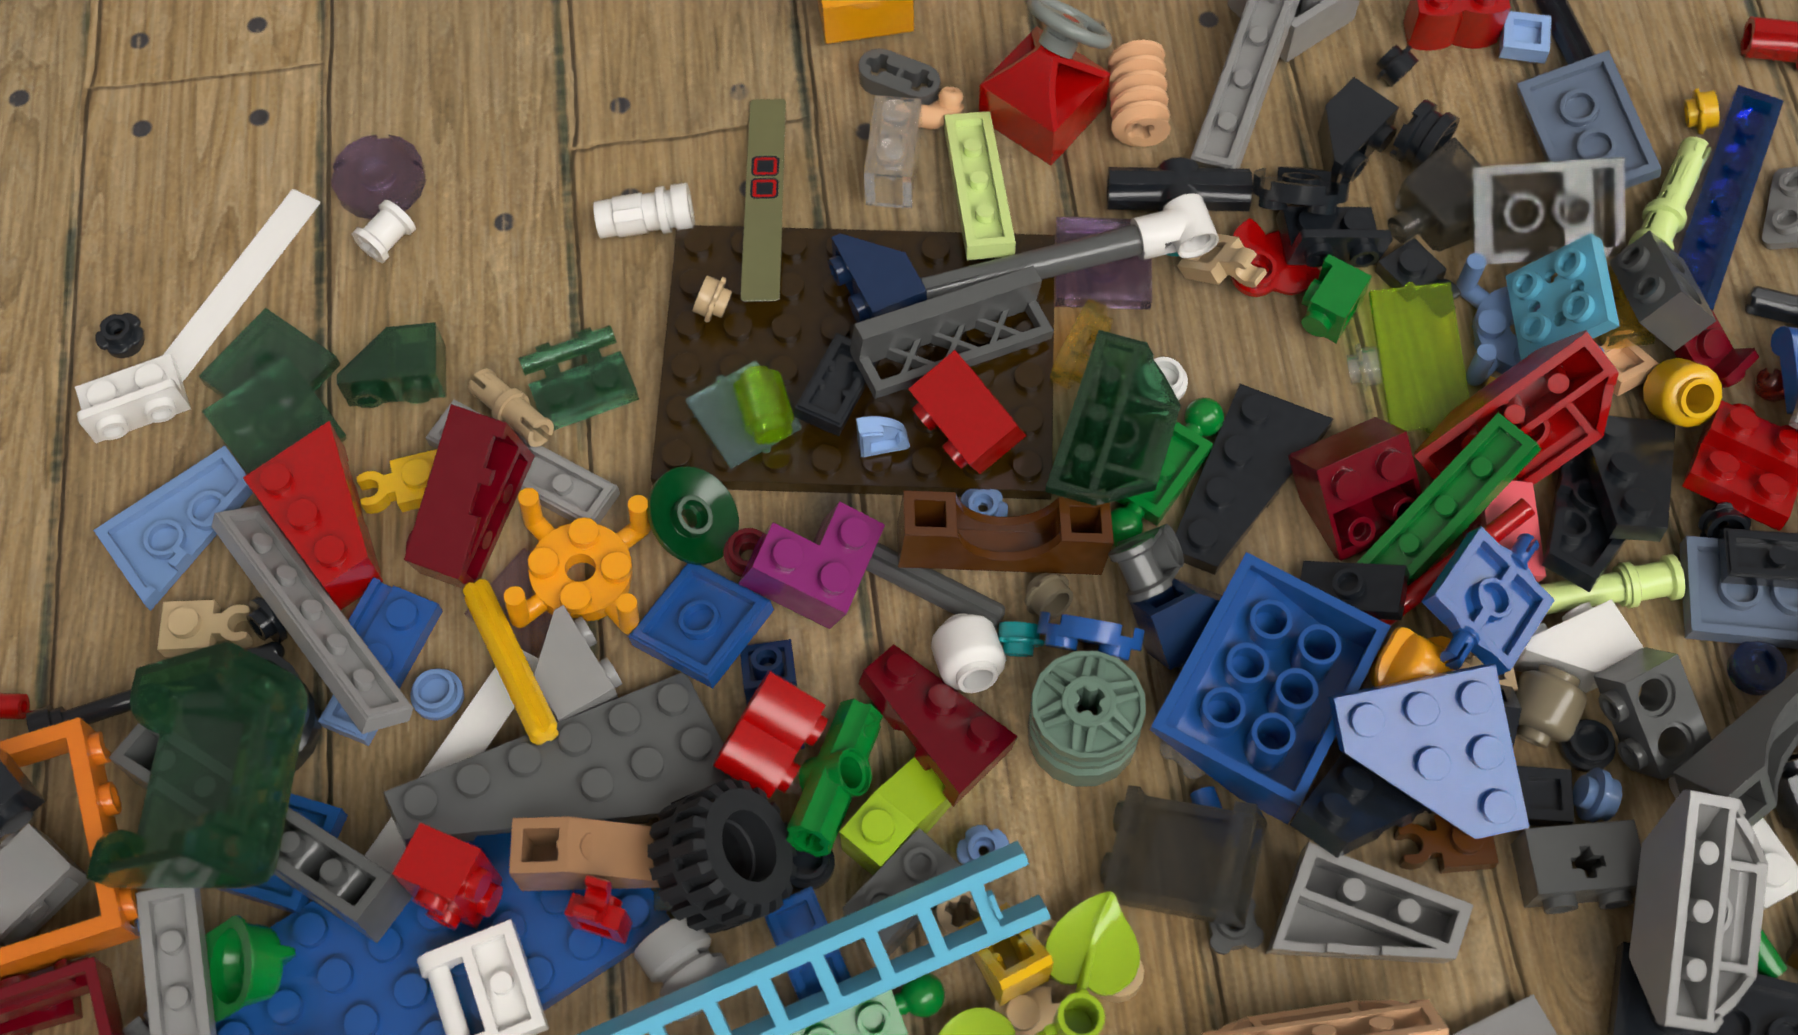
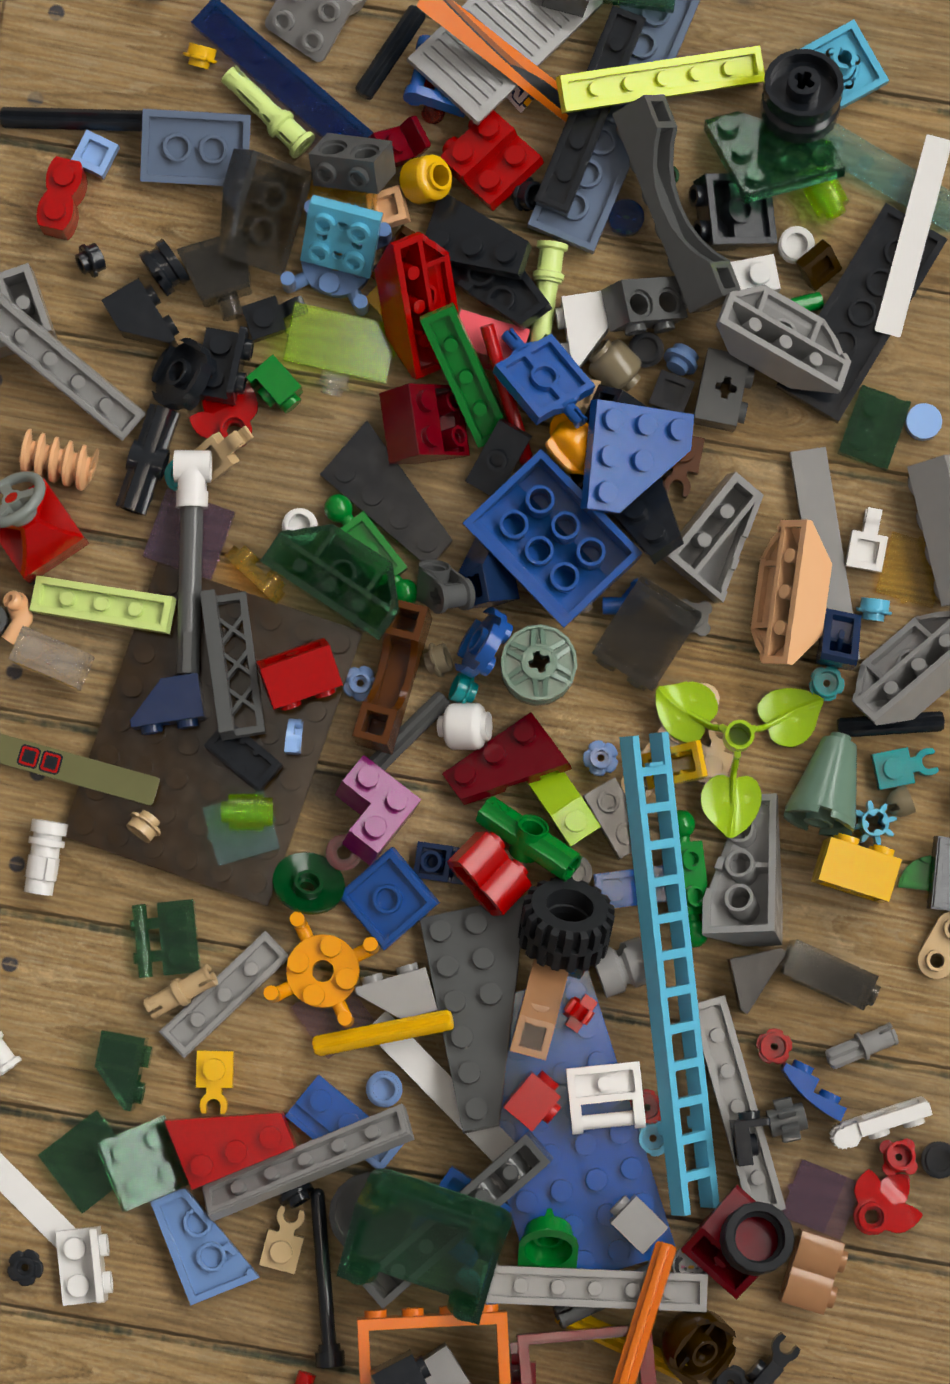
camera: 75 degrees left, 20 degrees up
(467, 497) = (255, 1038): dark red wedge -> none

